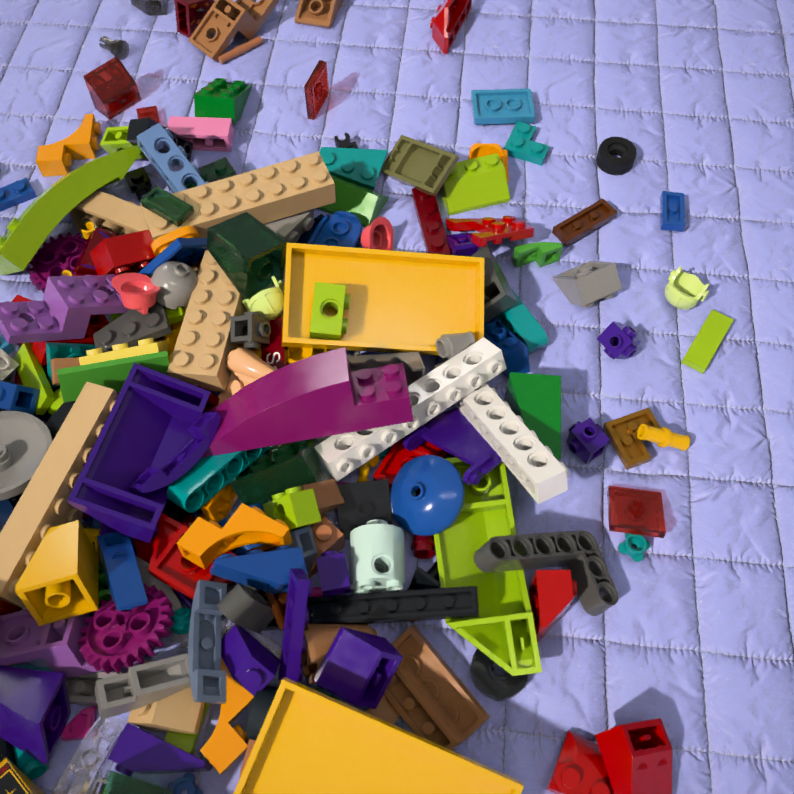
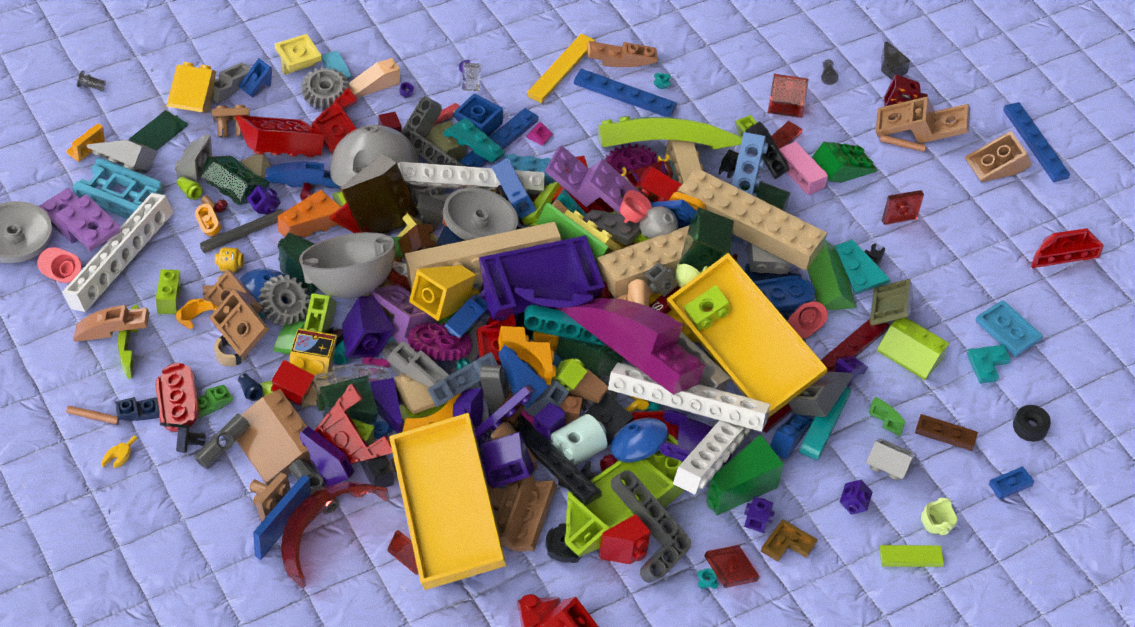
camera: 50 degrees right, 10 degrees down
(82, 144) = (705, 107): light orange arch -> none
(167, 206) = (704, 181): clear green tile -> none
(451, 344) = (751, 390): light grey cone -> none
(479, 150) = (956, 344): light orange helmet -> none
(491, 229) = (881, 376): red wing -> none
(663, 437) = (801, 557): yellow pin -> none

